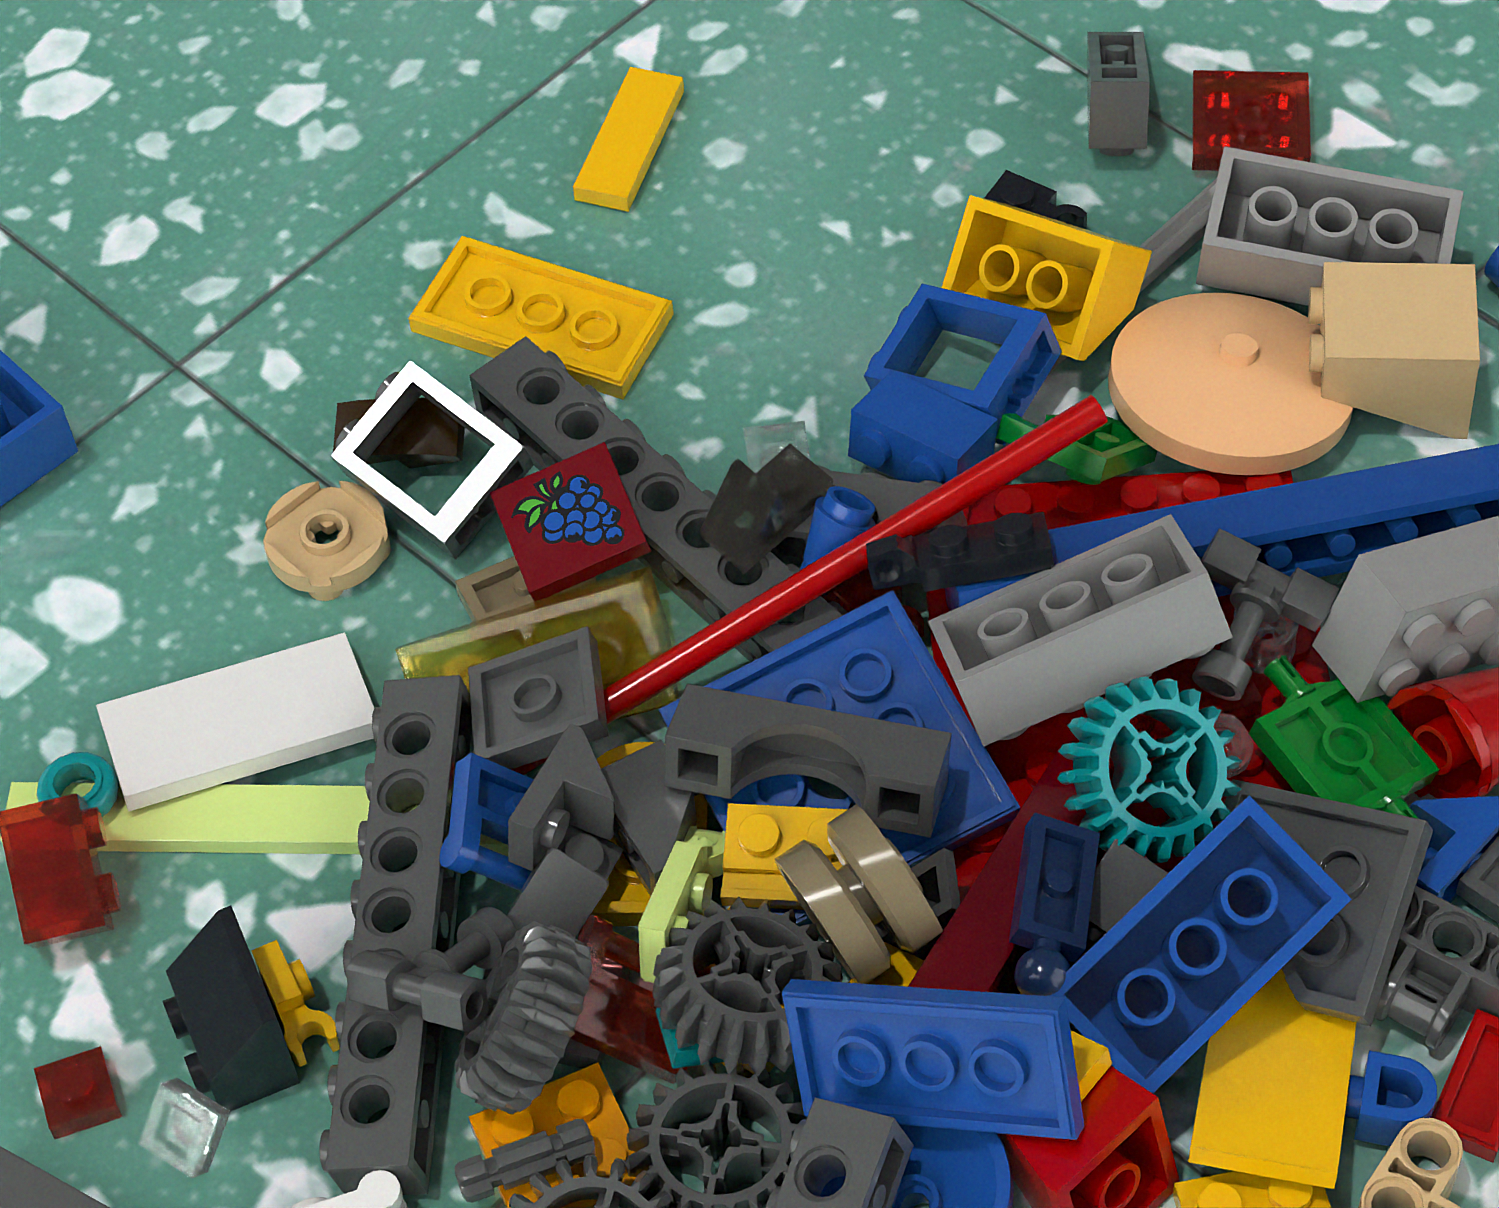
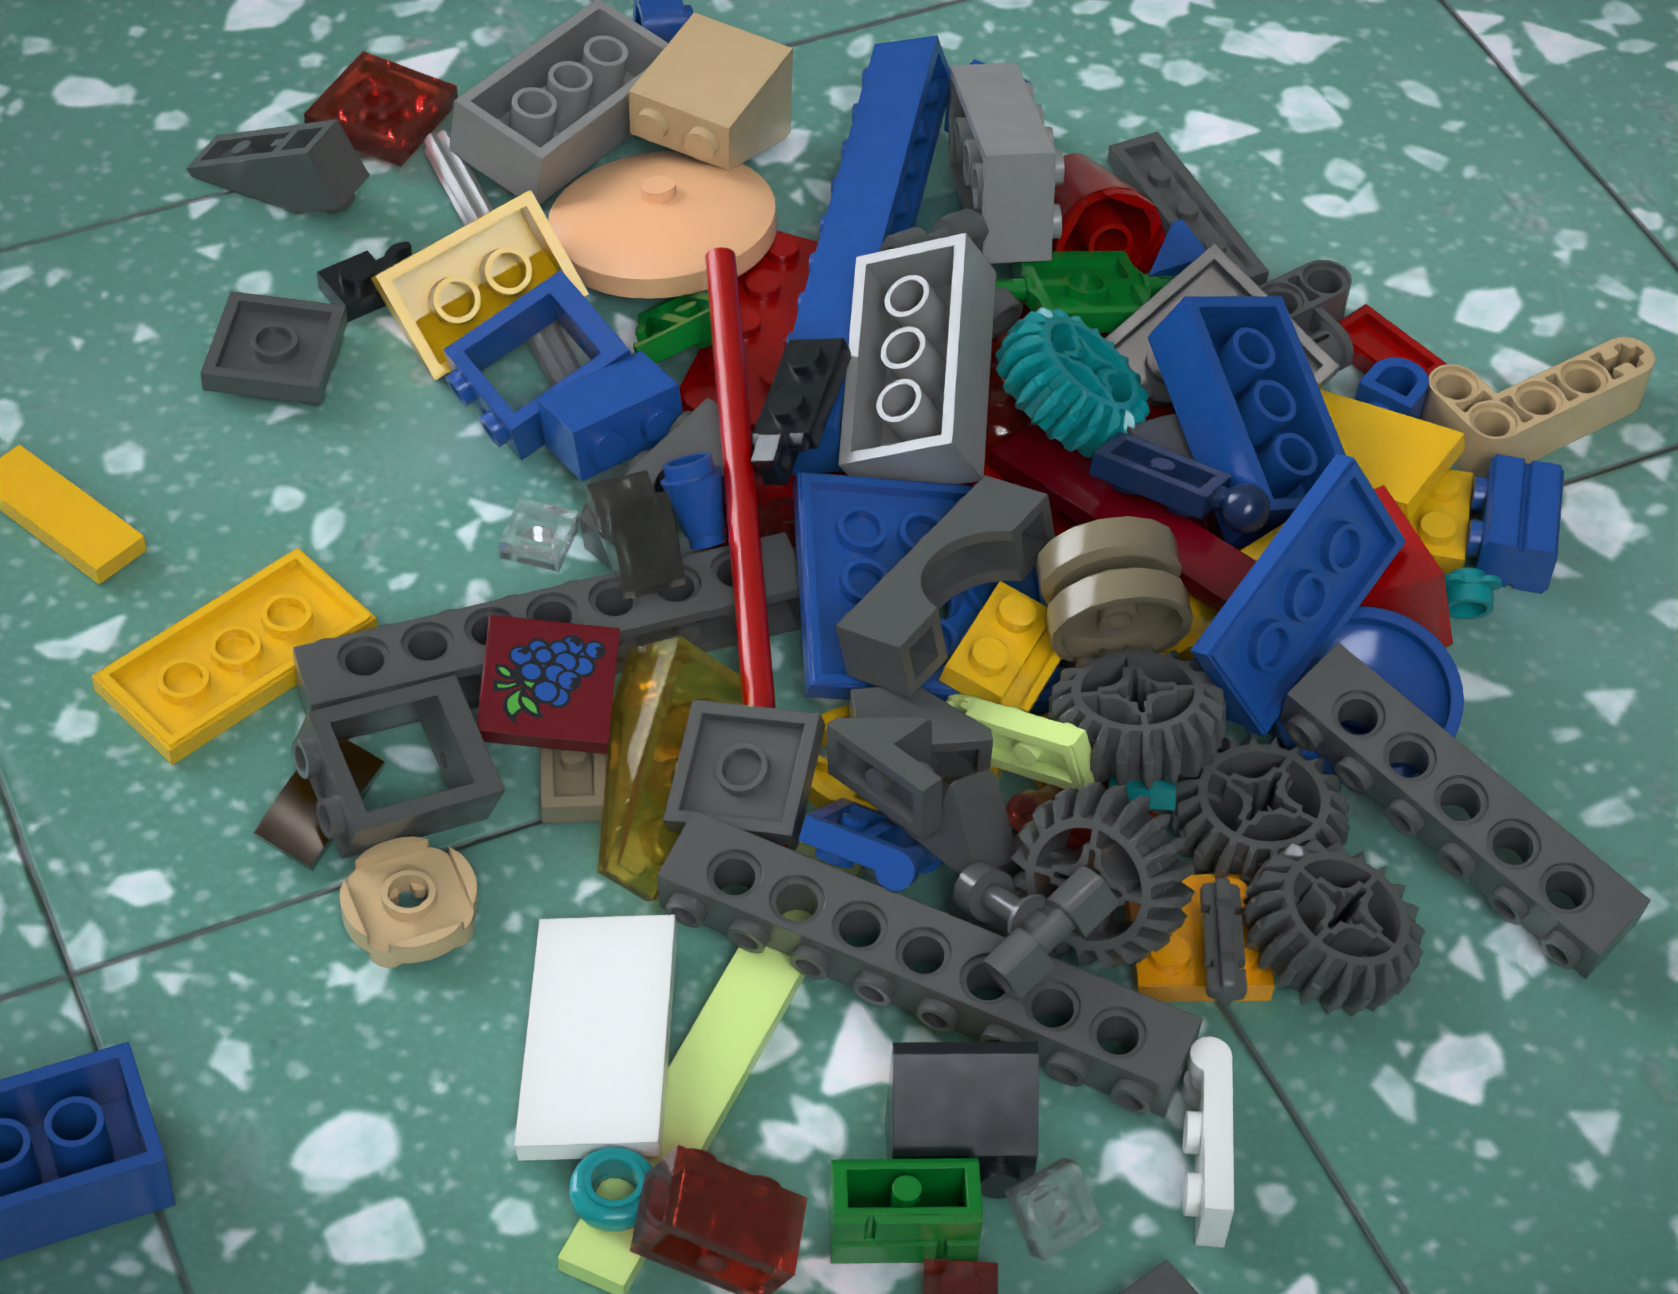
camera: 75 degrees left, 5 degrees down
(122, 1004) = (904, 1210): none -> green brick
(894, 183) = (274, 348): none -> dark grey plate

